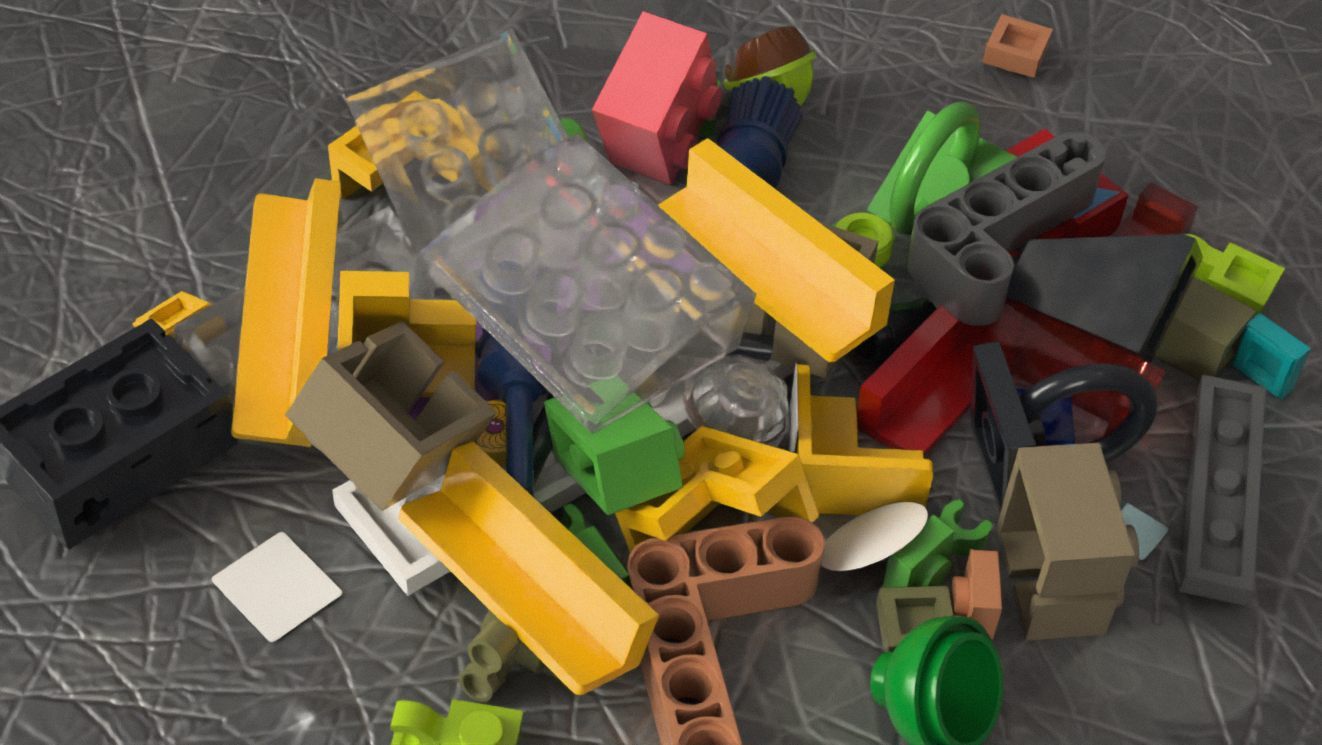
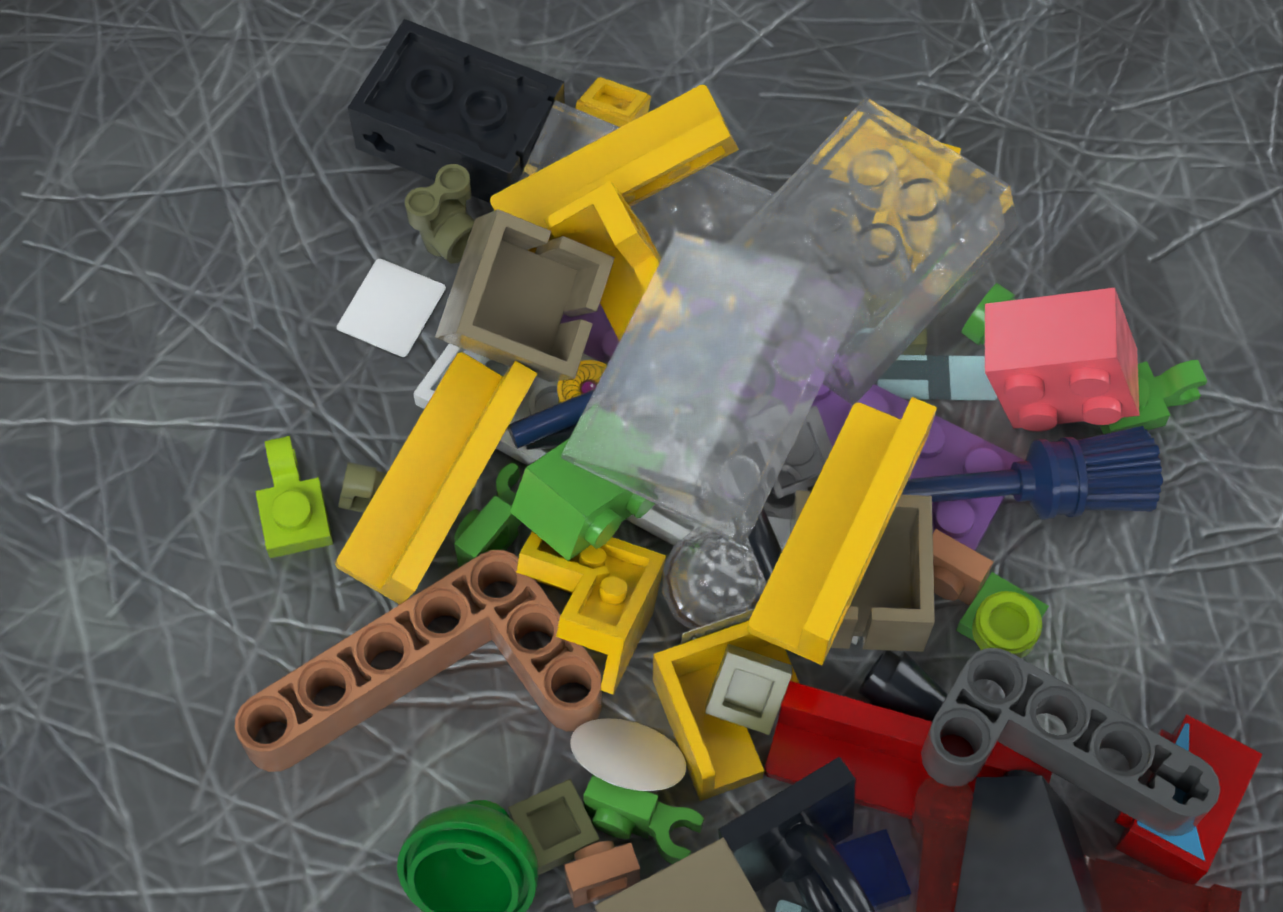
camera: 70 degrees right, 15 degrees up
(223, 489) = (442, 214): none -> olive plate
(778, 55) = (1198, 458): reddish brown piece -> none
(855, 417) = (748, 689): none -> plate
(935, 162) = (1123, 662): bright green tile -> none

